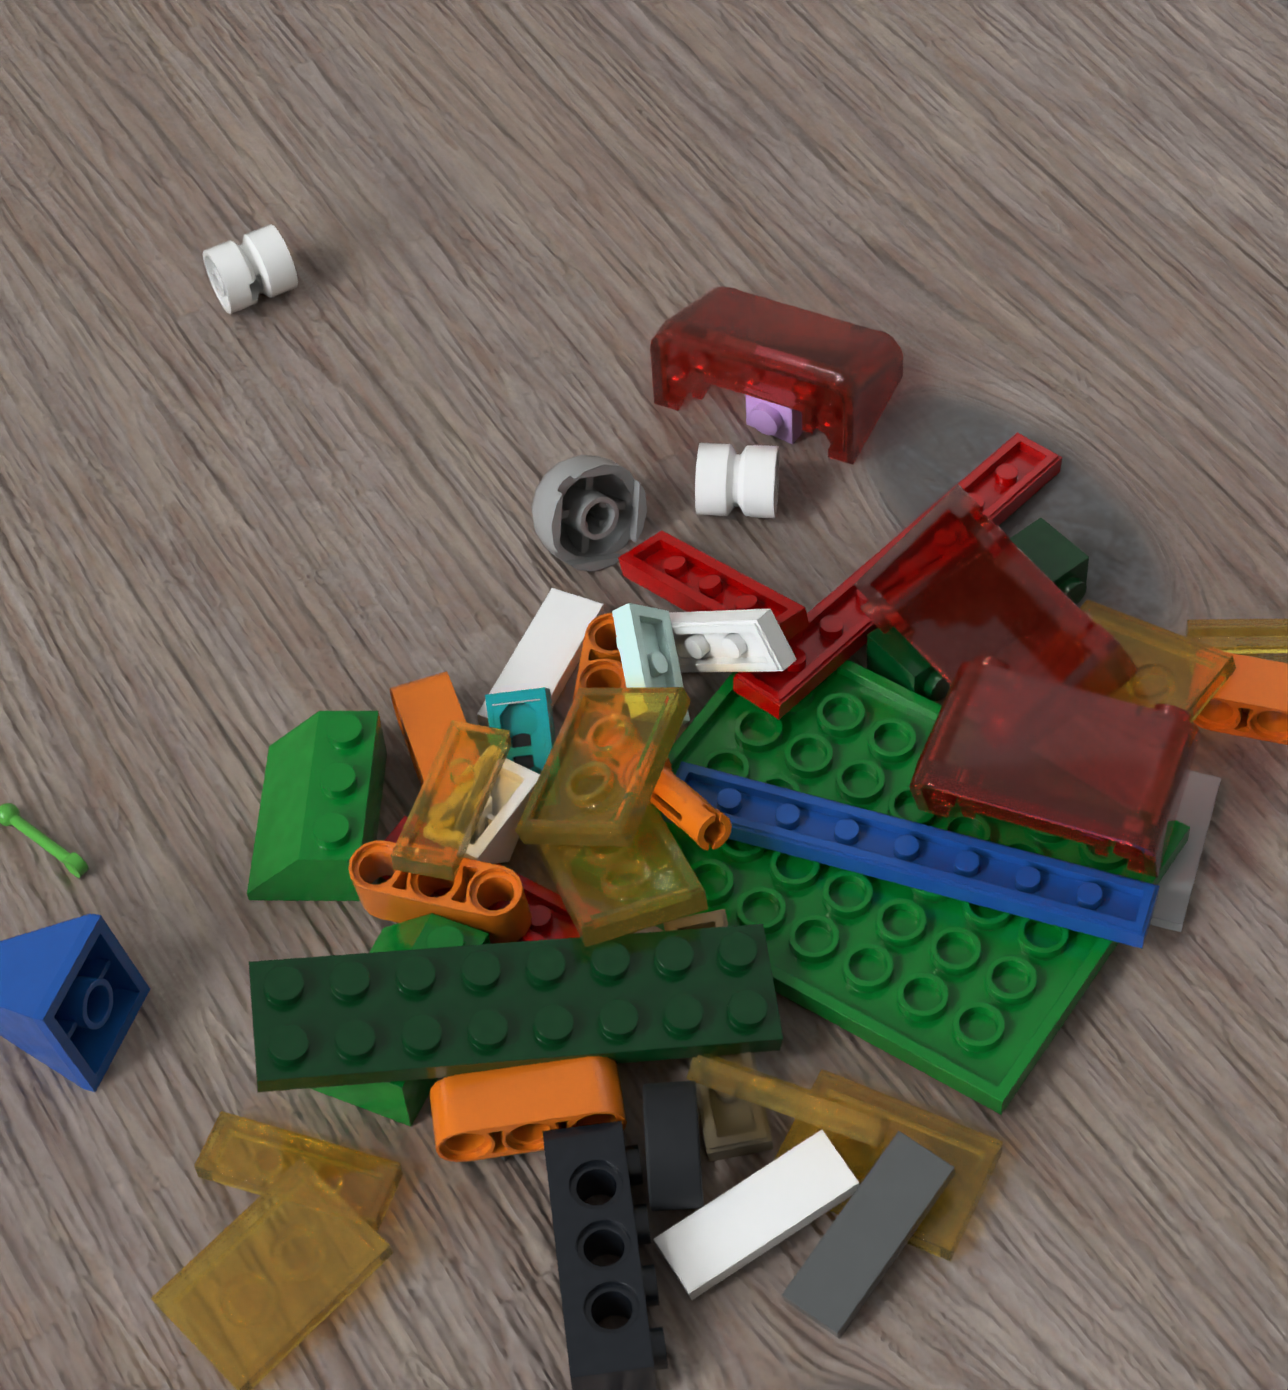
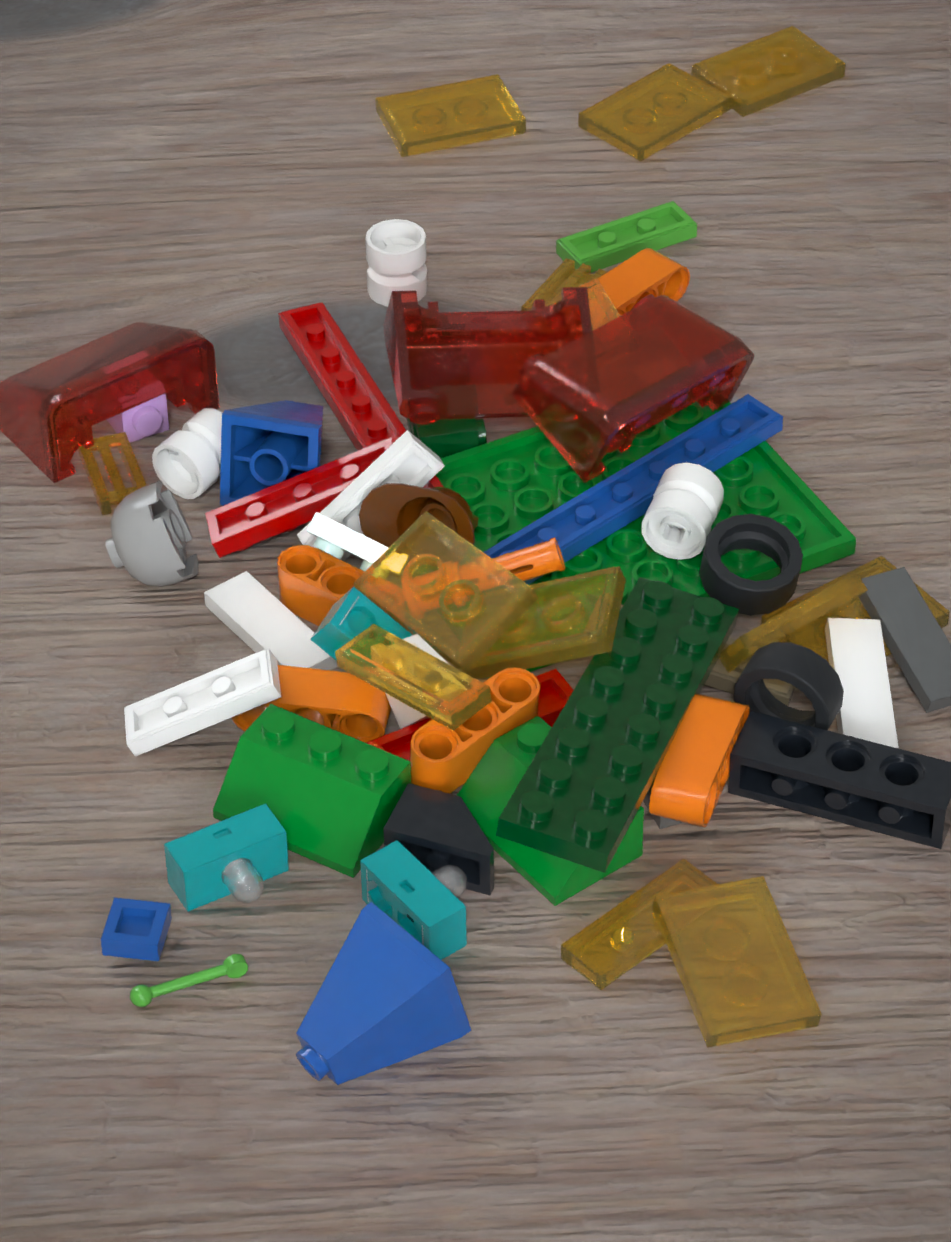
camera: 65 degrees left, 10 degrees down
(73, 767) = (136, 929): none -> blue plate
(191, 789) = (227, 858): none -> teal piece
(210, 961) = (416, 898): none -> teal piece
(312, 918) = (442, 833): none -> black slope
(378, 662) = (202, 702): none -> white tile
(681, 456) = (102, 444): none -> clear yellow tile
(723, 705) = (396, 506): none -> reddish brown piece
(787, 530) = (267, 446): none -> blue slope
(841, 973) = (757, 534): none -> black tyre
(892, 913) = (682, 511): none -> white wheel
(1157, 480) = (395, 259): none -> white wheel

